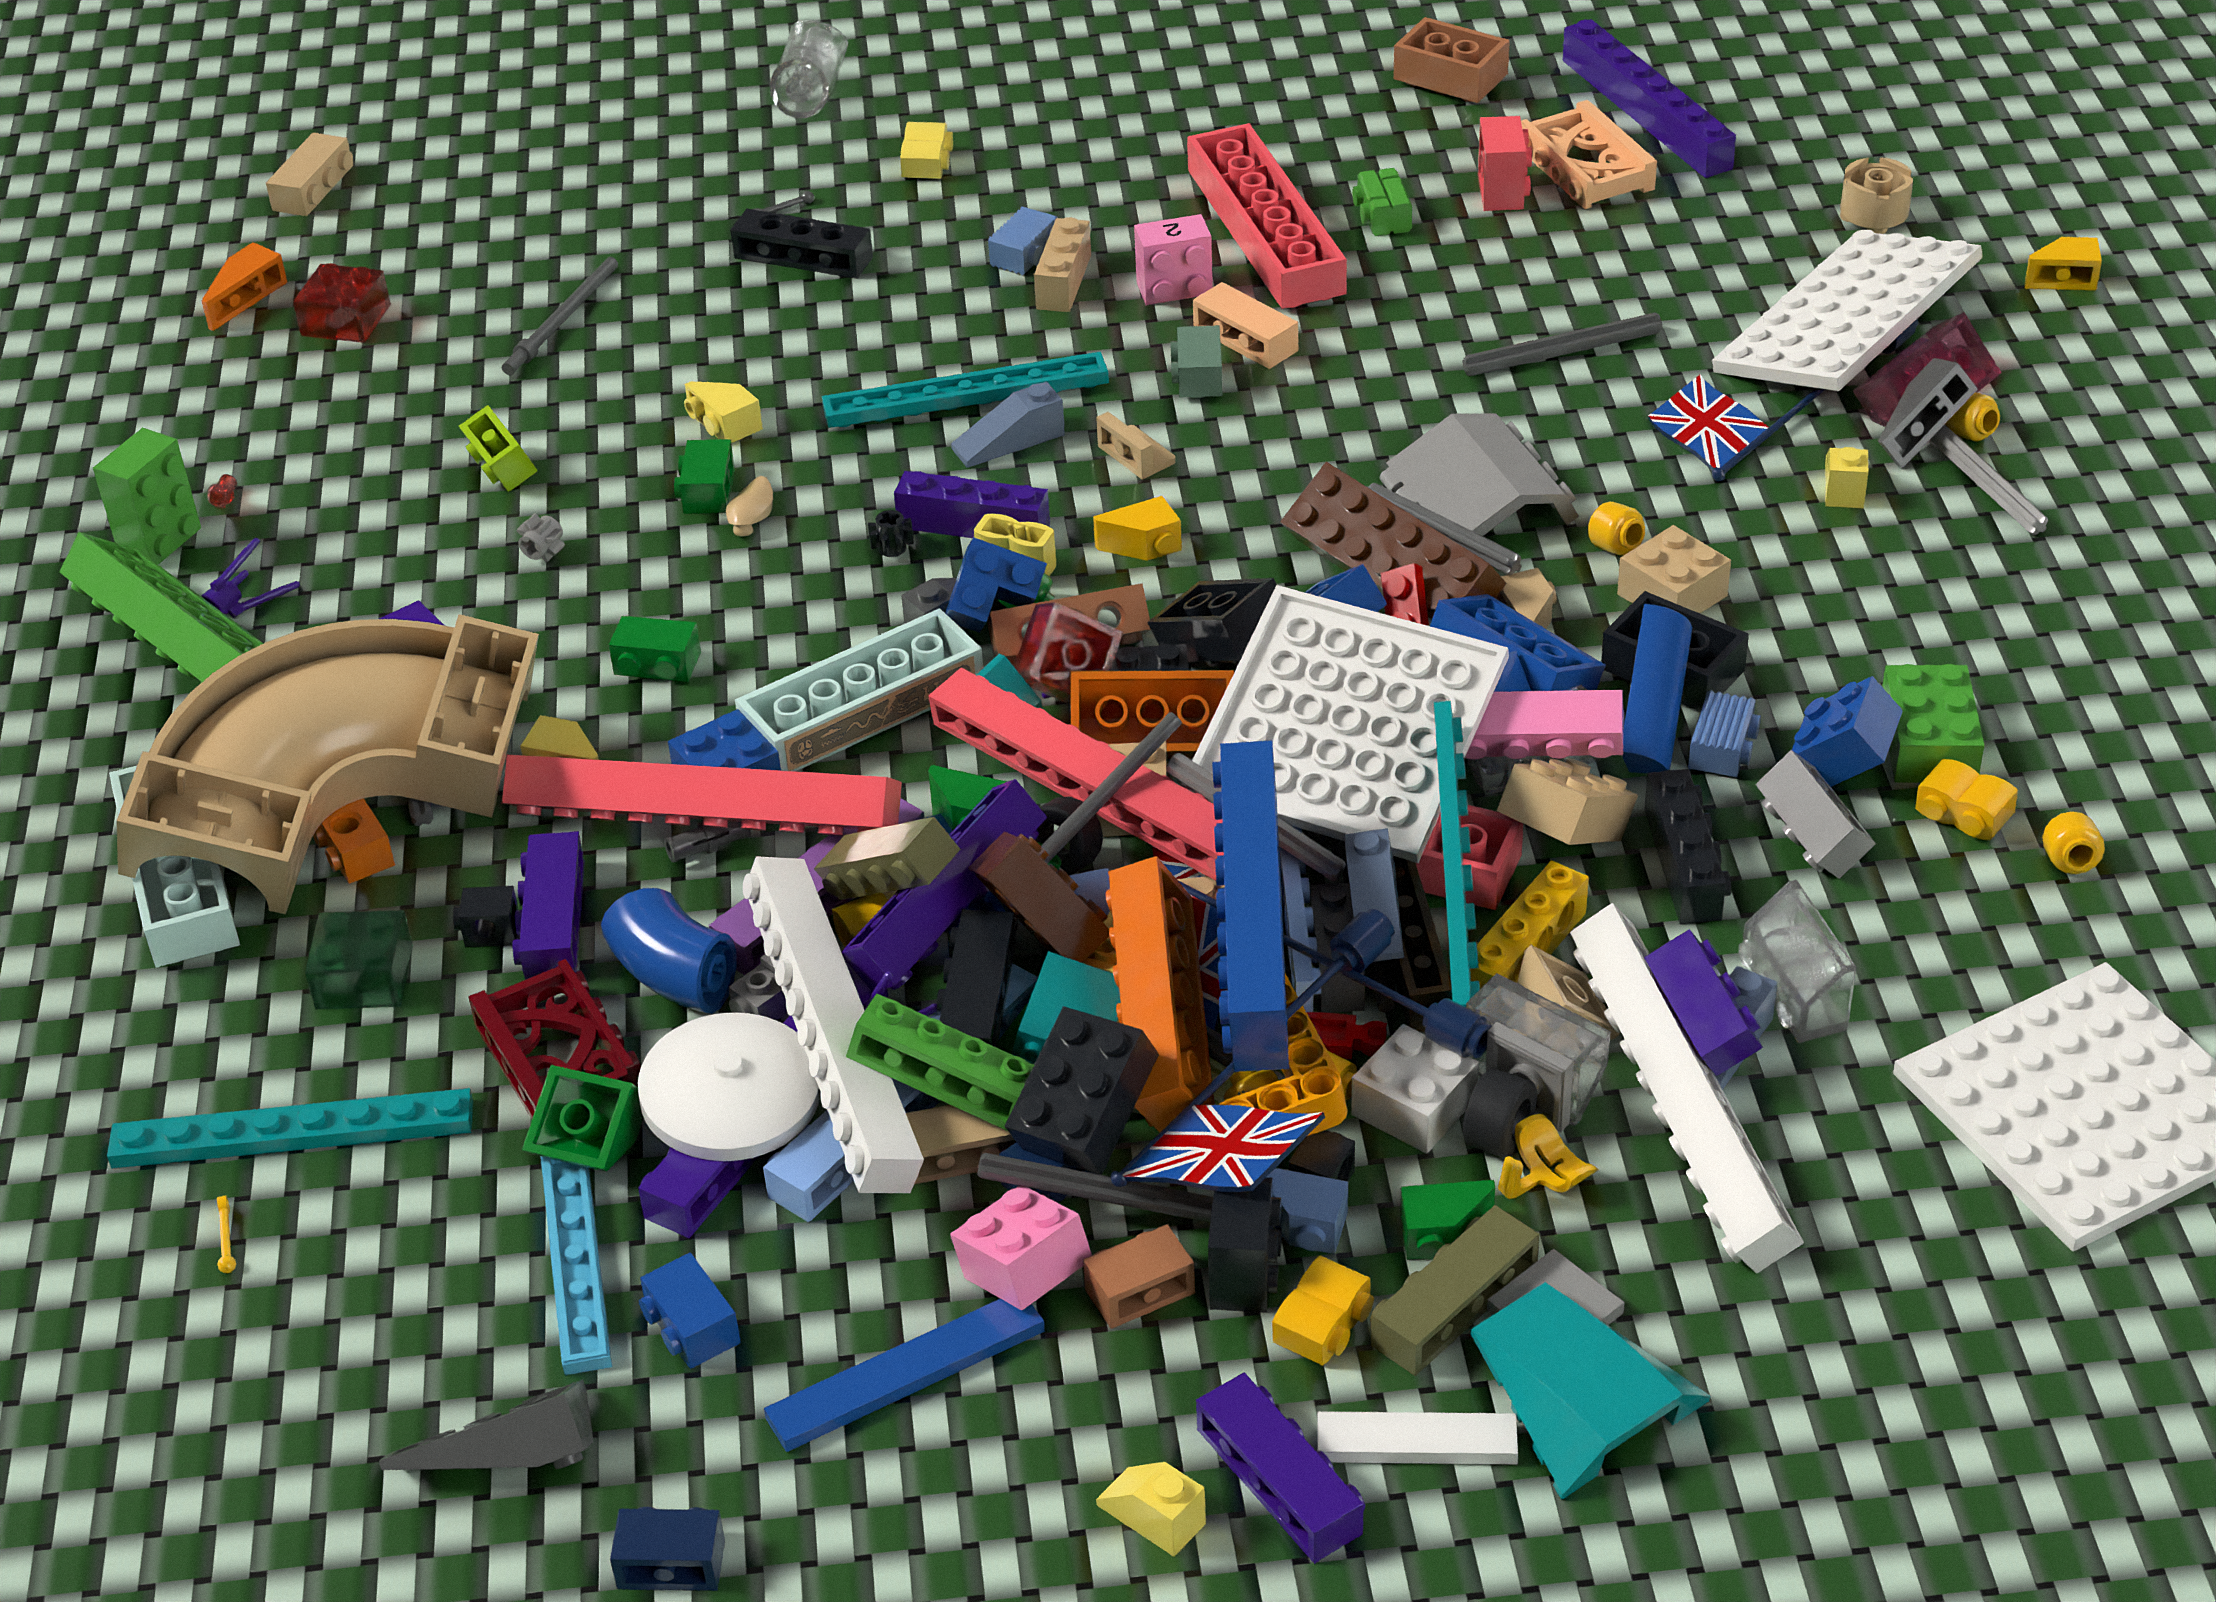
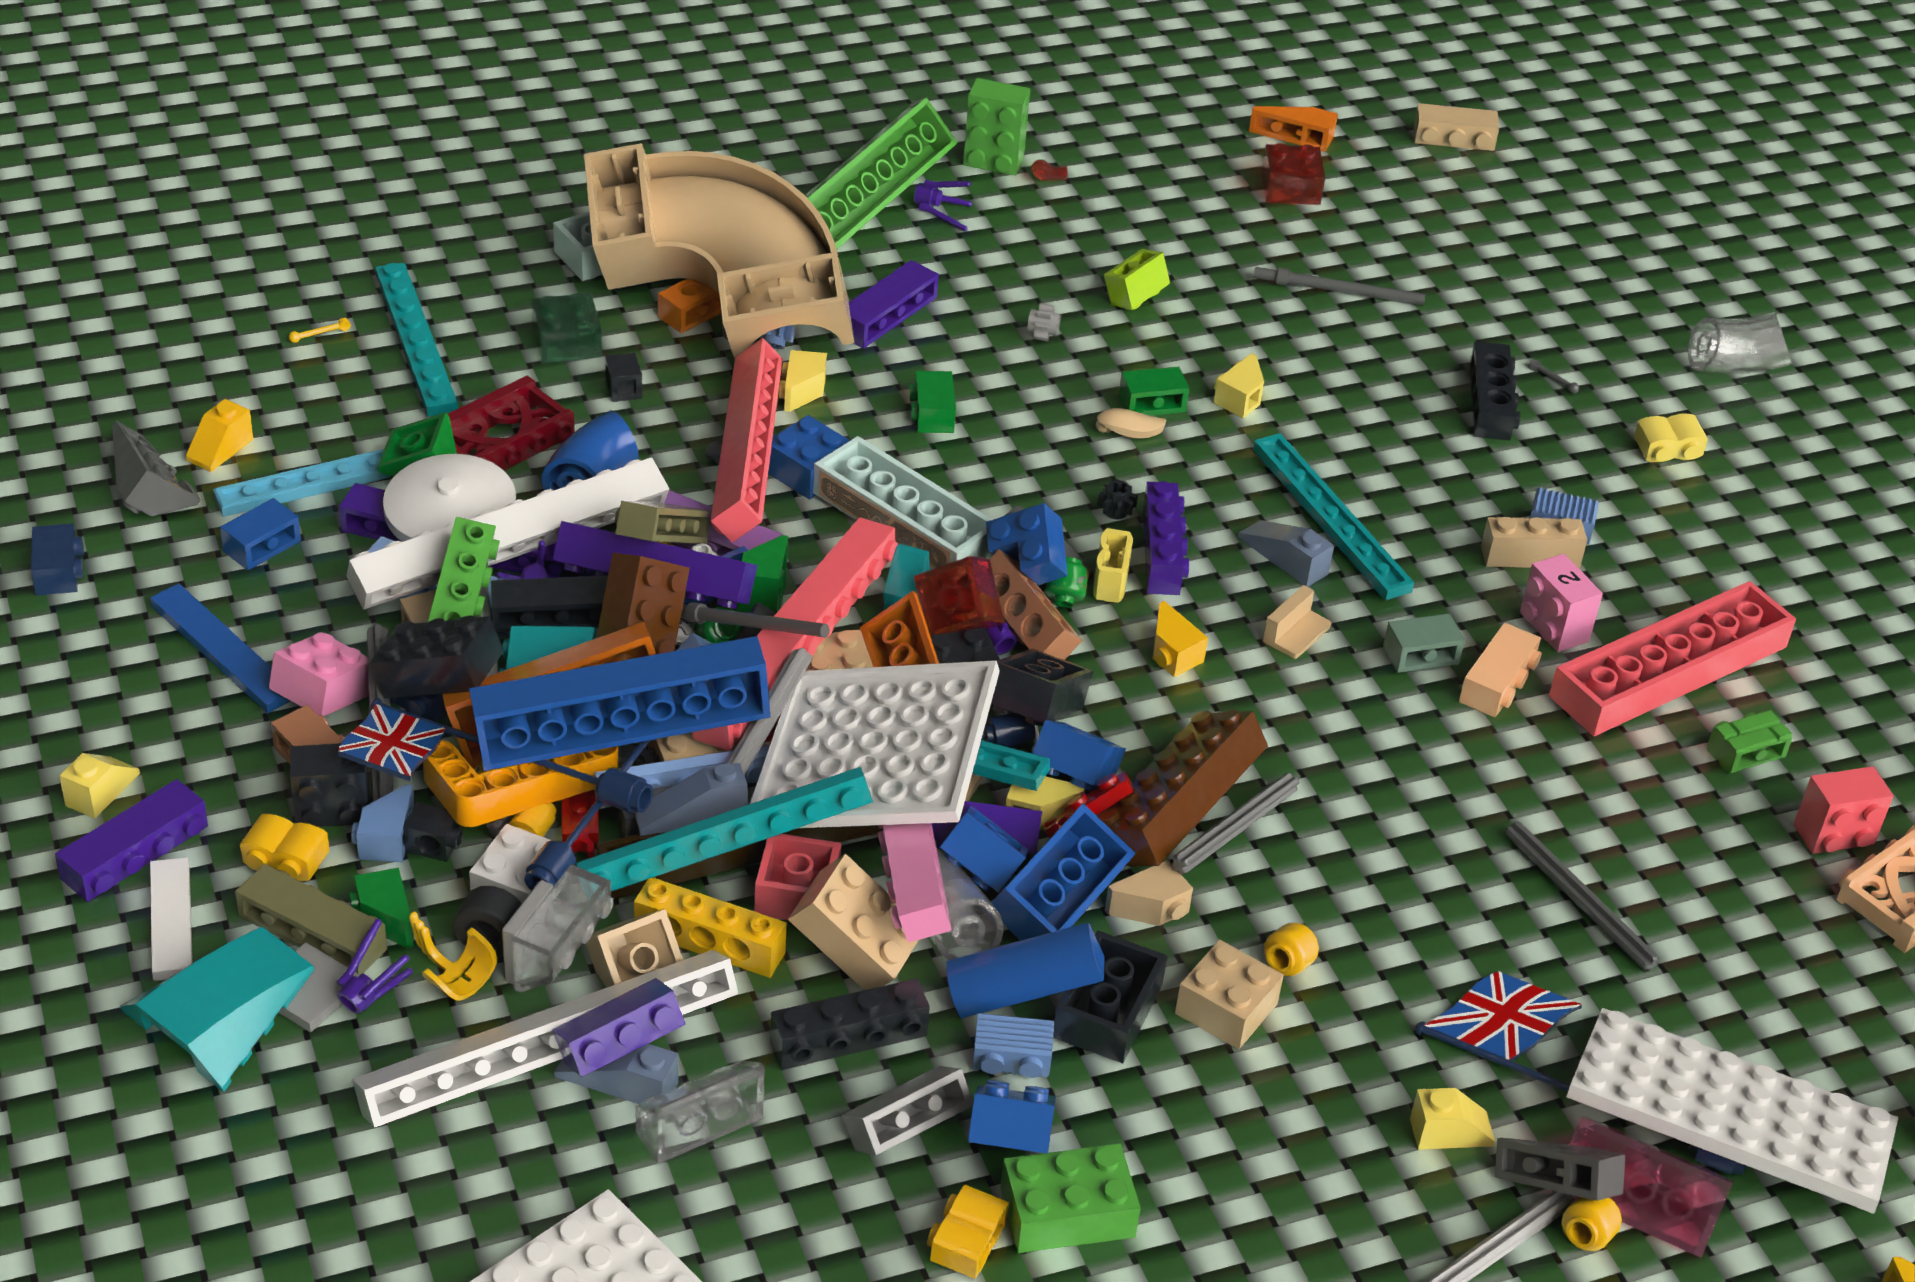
camera: 70 degrees right, 0 degrees up
(449, 1347) = (220, 435): none -> yellow slope
(549, 903) = (645, 400): dark purple brick -> none
(1476, 473) = (1332, 849): light grey hinge -> none
(1585, 1244) = (362, 991): none -> dark purple plant

